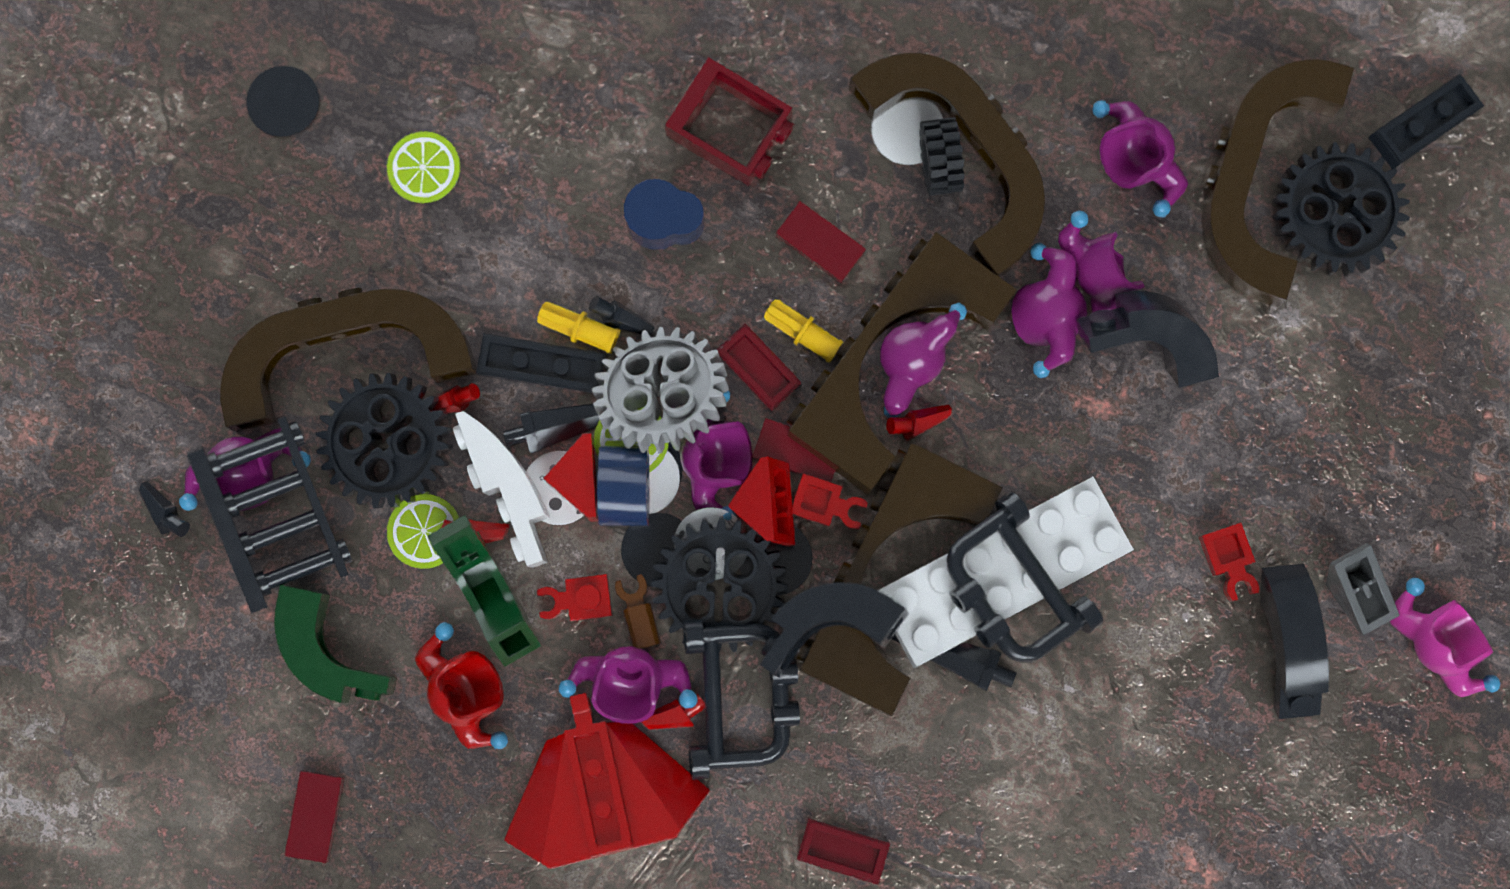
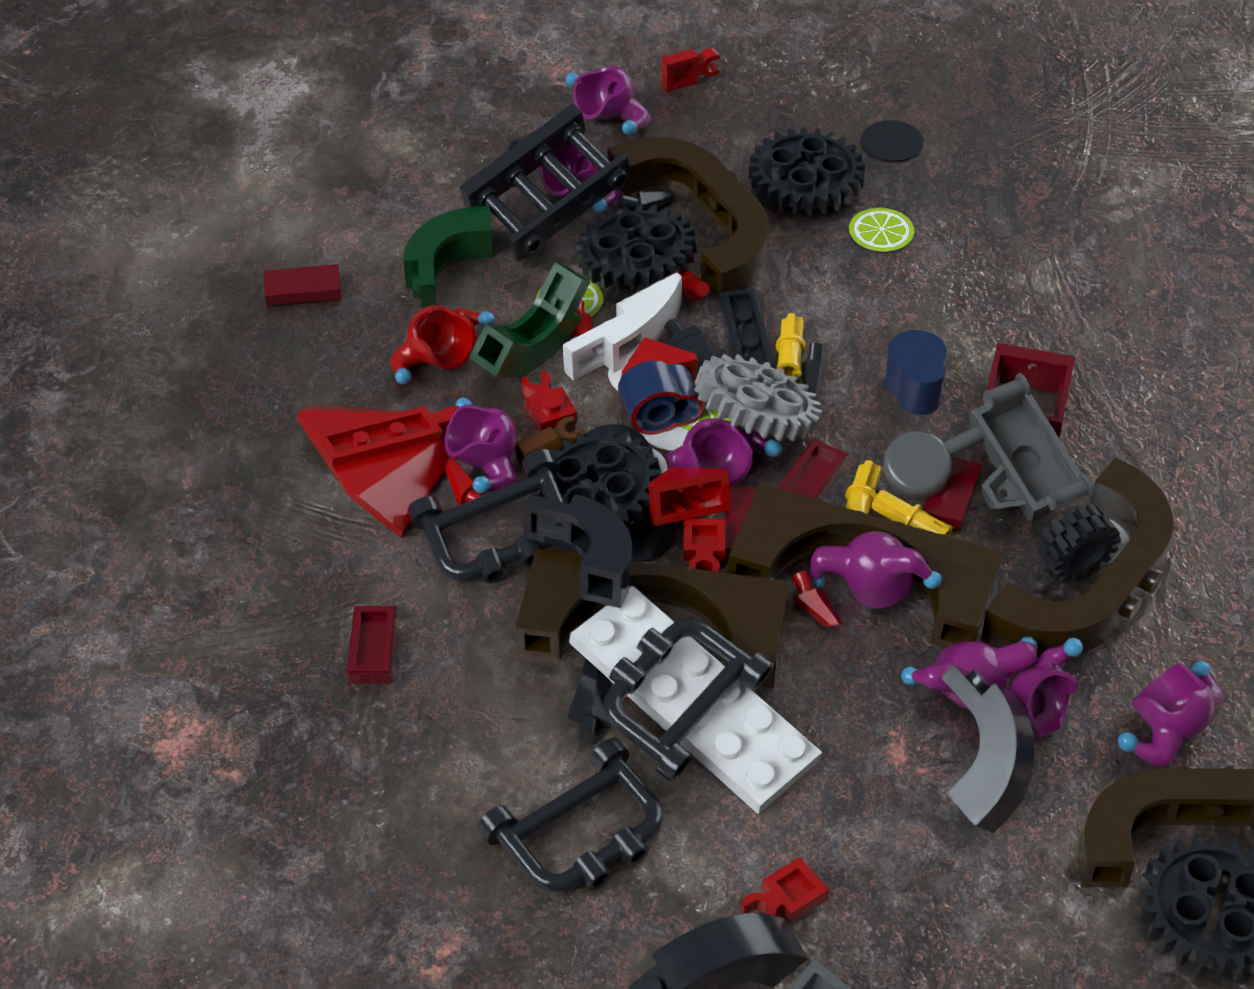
camera: 75 degrees right, 35 degrees down
(93, 295) = (684, 67): none -> red plate
(119, 396) = (609, 96): none -> magenta piece
(283, 225) = (806, 171): none -> black gear
(305, 405) = (645, 199): none -> black bar
(811, 159) = (1018, 441): none -> dark grey piece
(848, 294) = (900, 511): none -> yellow axle
(1154, 715) = (591, 867): none -> black bar

